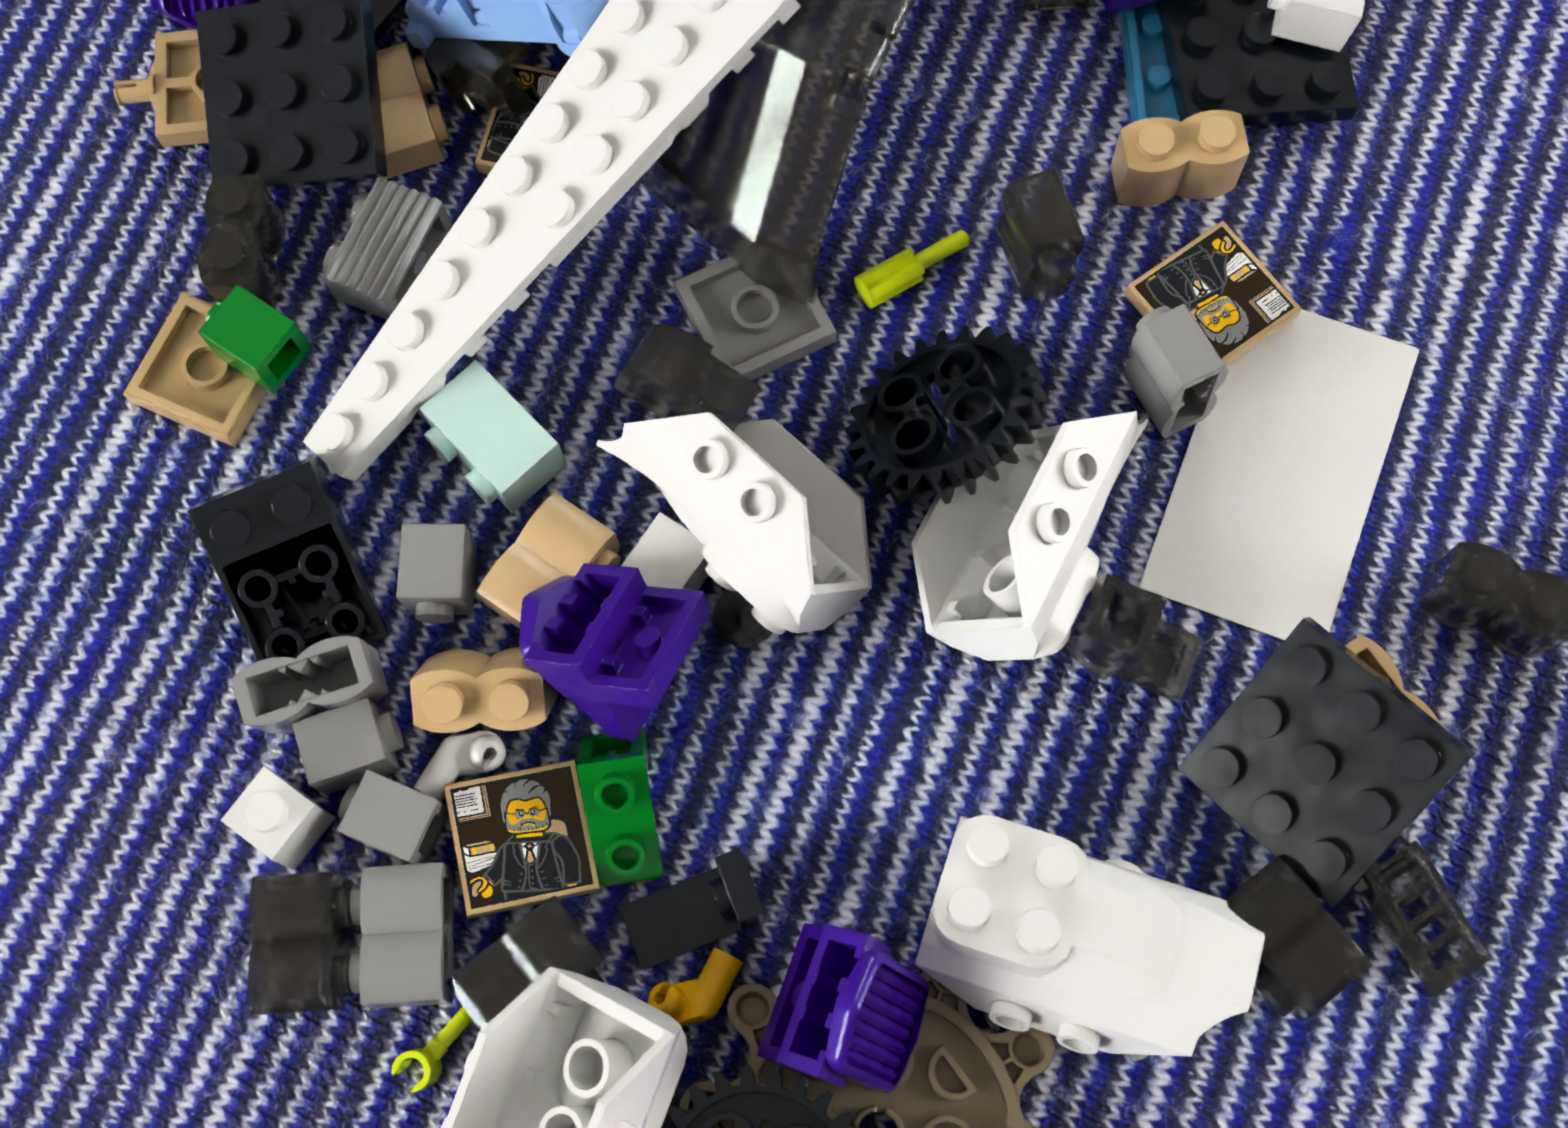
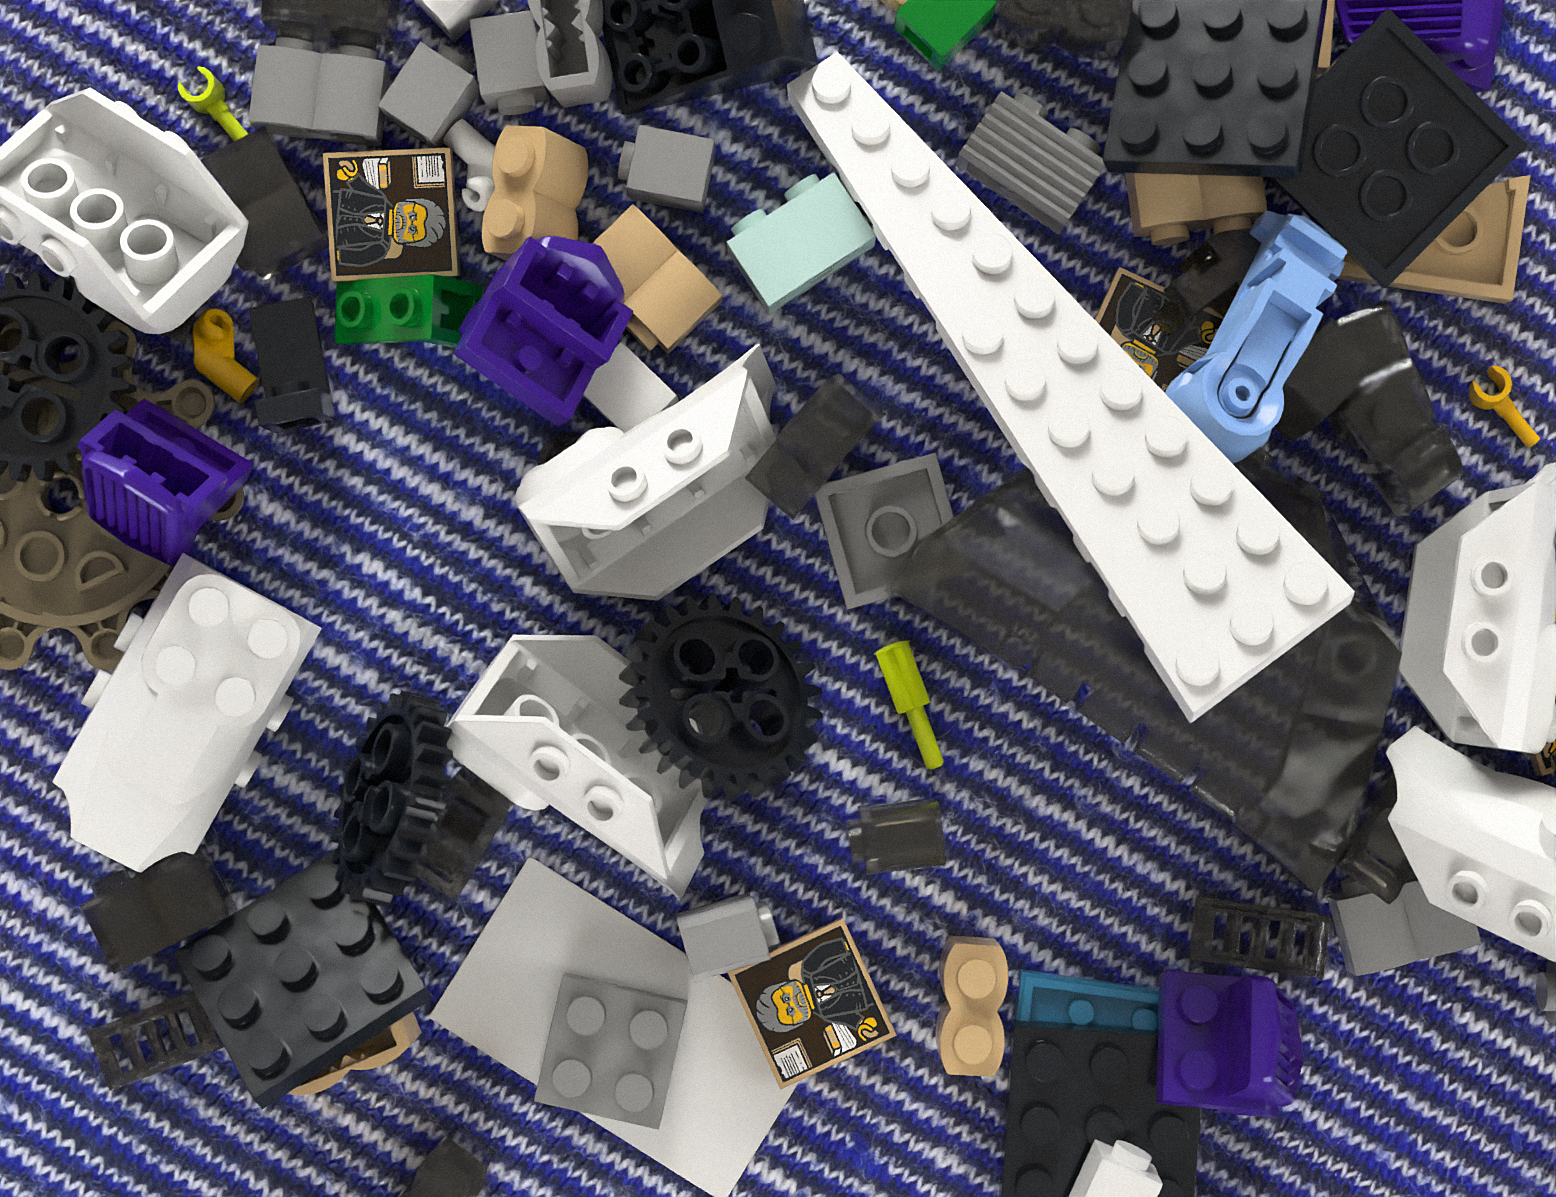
camera: 100 degrees right, 15 degrees up
(1121, 696) = (391, 798): none -> black gear
(1308, 471) = (610, 1051): none -> light grey plate

